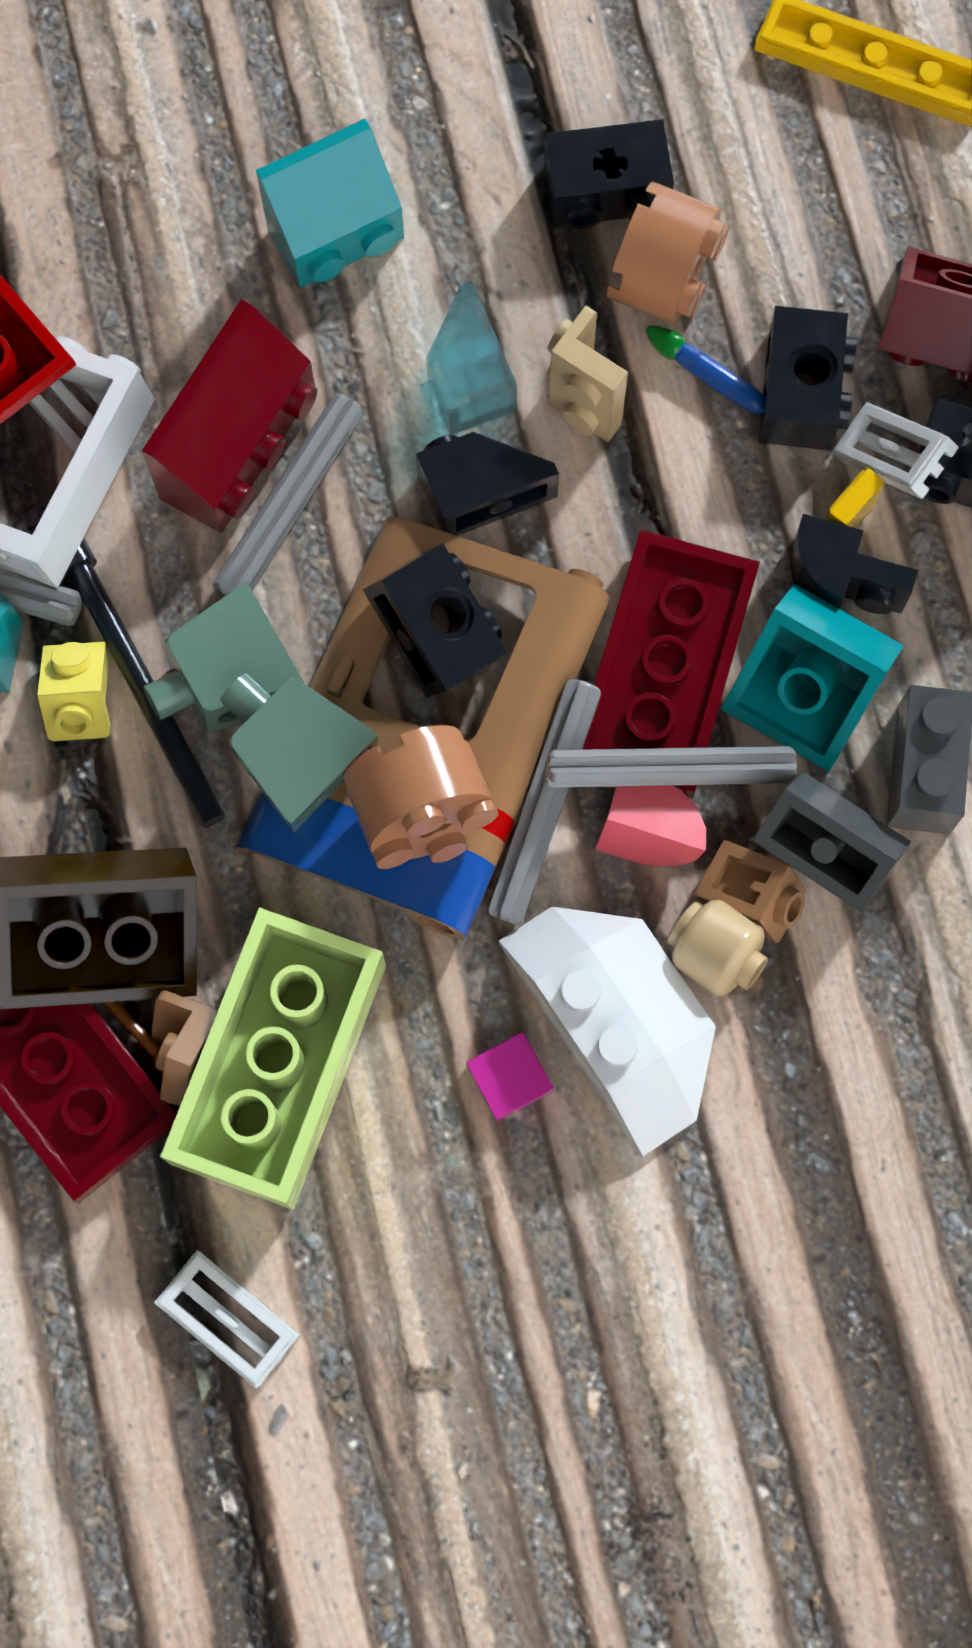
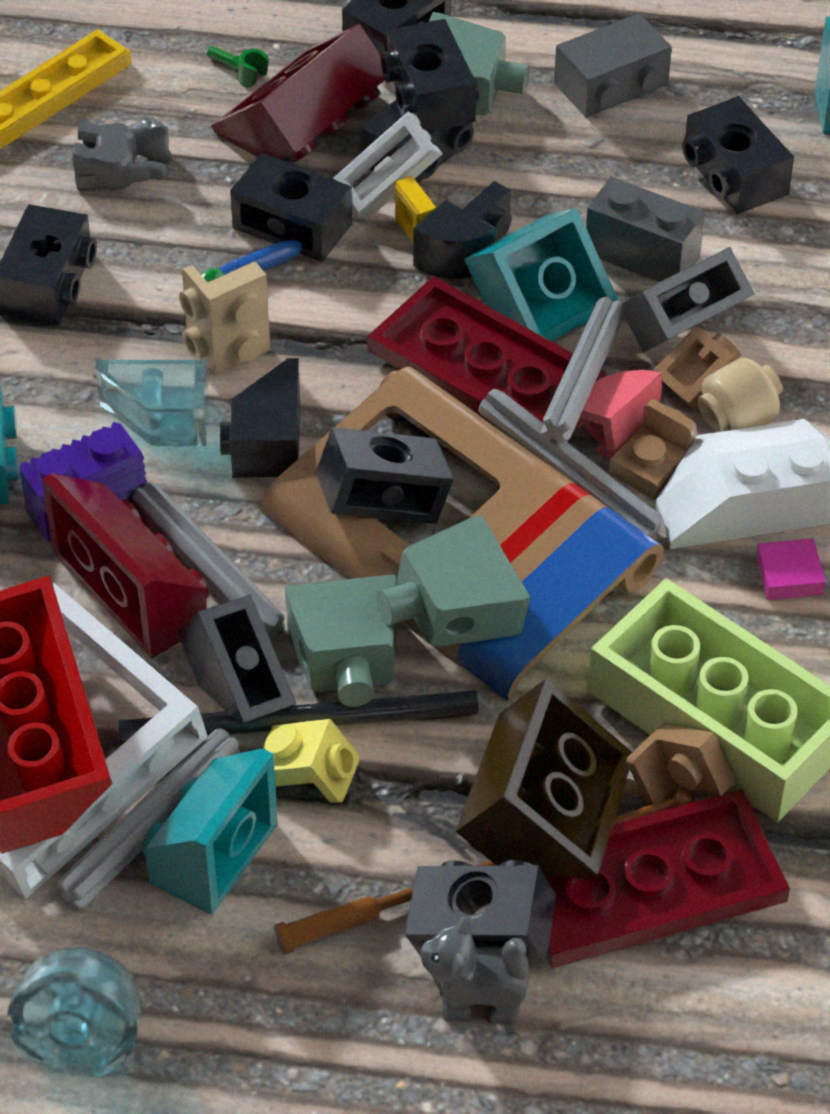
camera: 70 degrees left, 25 degrees down
(147, 578) = (236, 660): none -> black slope
(341, 349) = (102, 457): none -> dark purple brick
(420, 797) = (549, 498): nougat brick -> none
(612, 881) = (654, 449): none -> medium nougat bracket
(667, 253) = (147, 237): nougat brick -> none
(807, 170) = (111, 151): none -> dark grey animal

